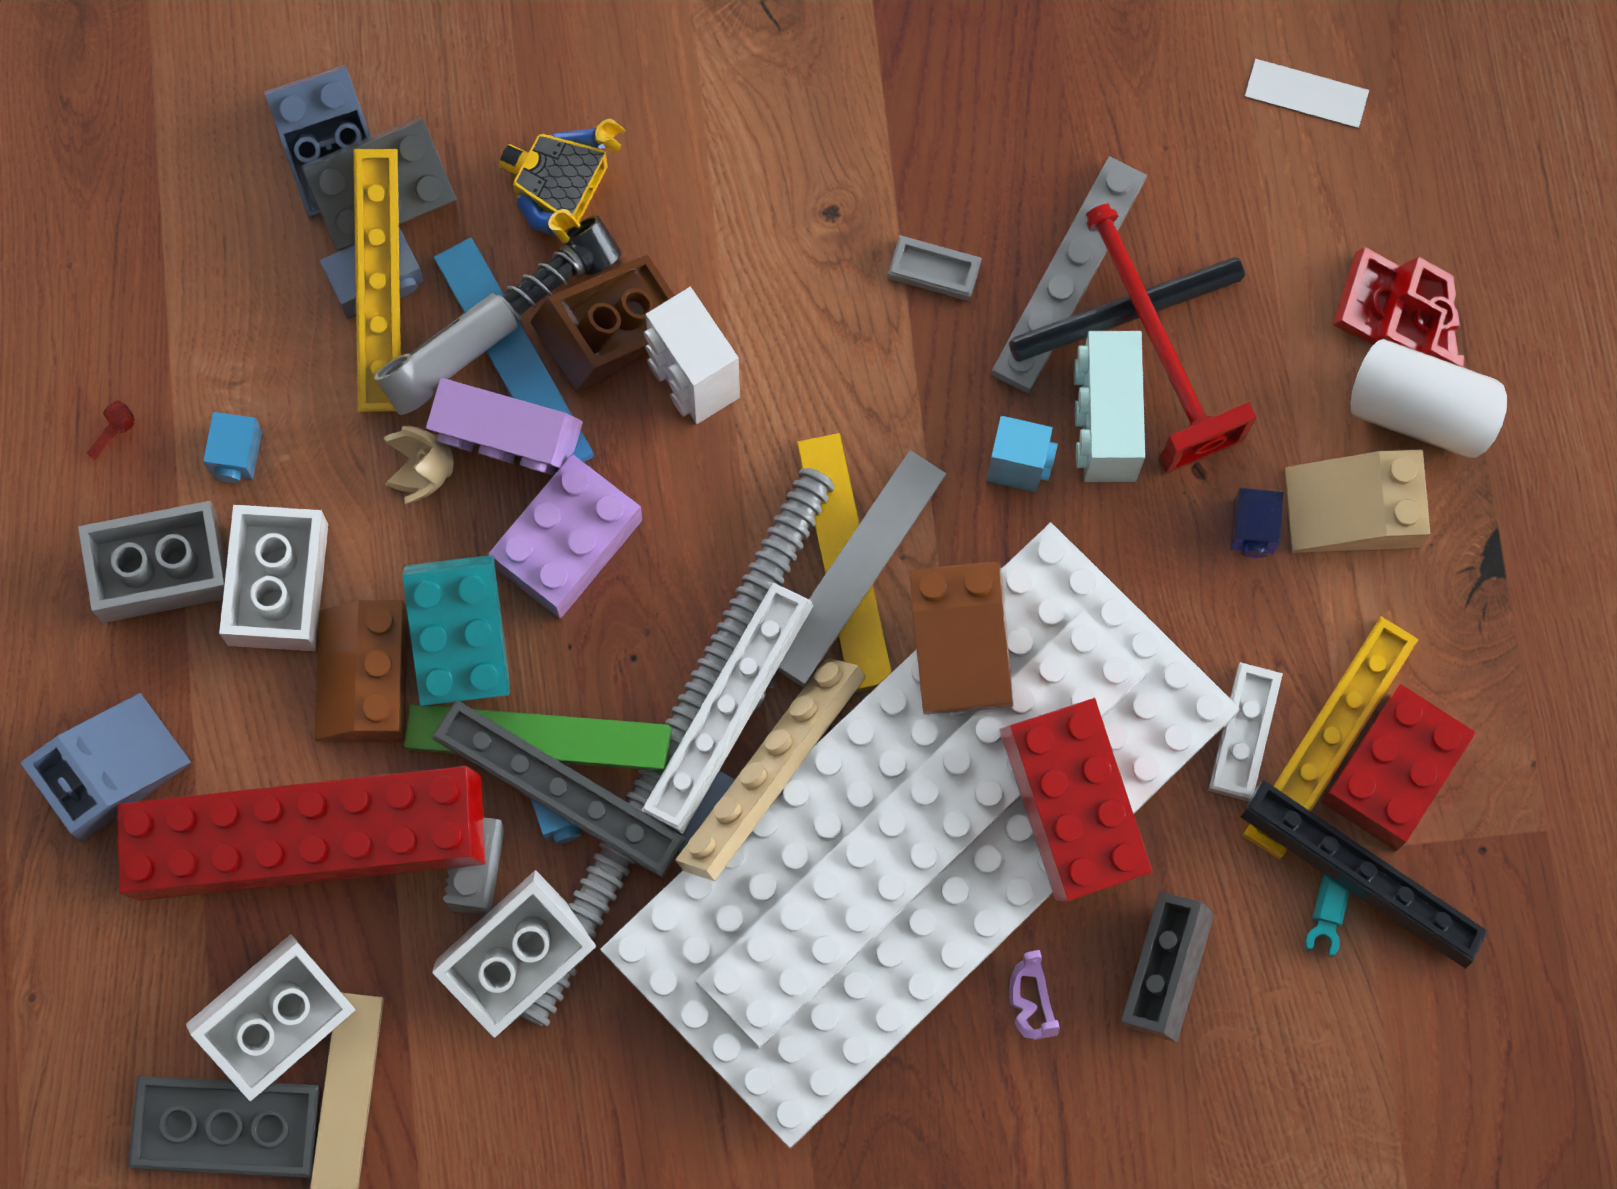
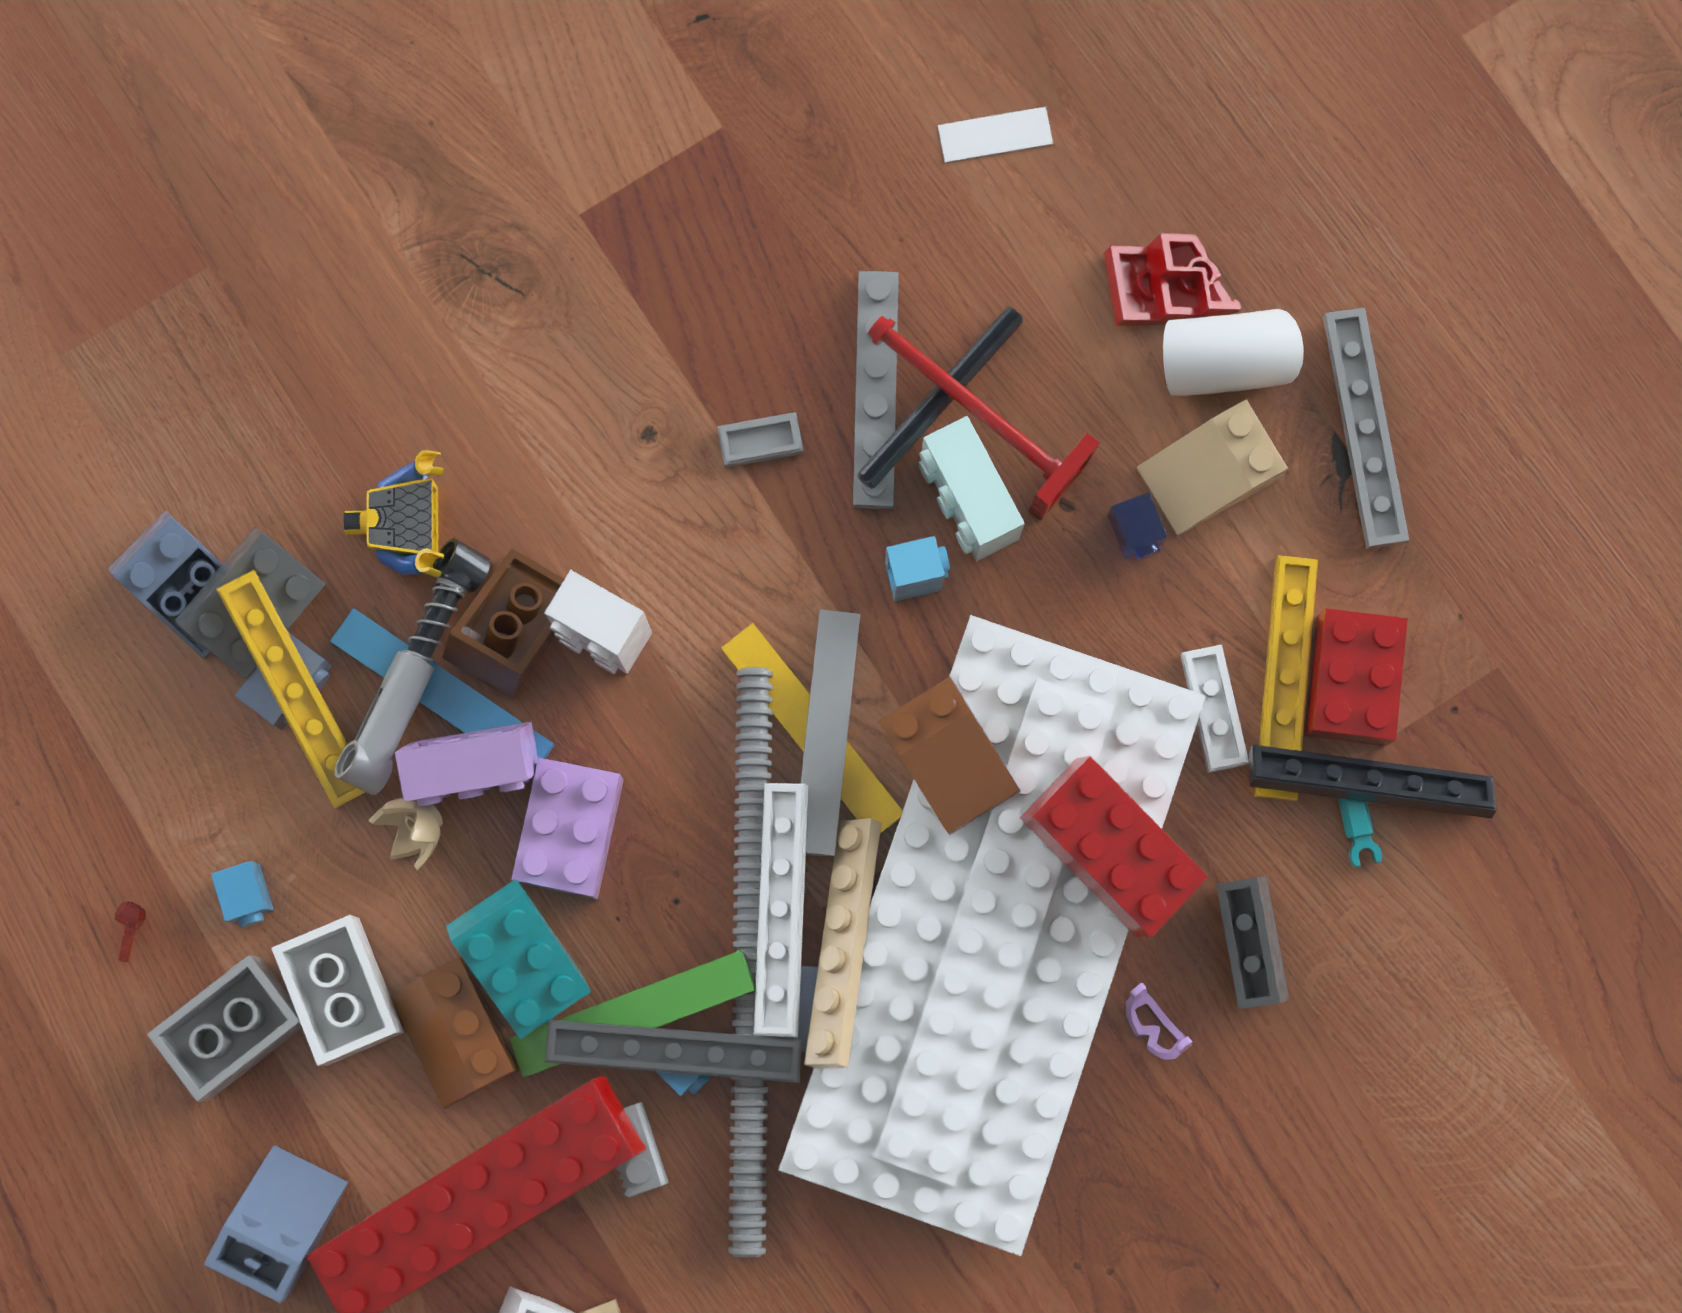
camera: 25 degrees left, 5 degrees up
(514, 954) = (707, 1210): white slope -> none
(1528, 538) = (1365, 428): none -> light grey plate

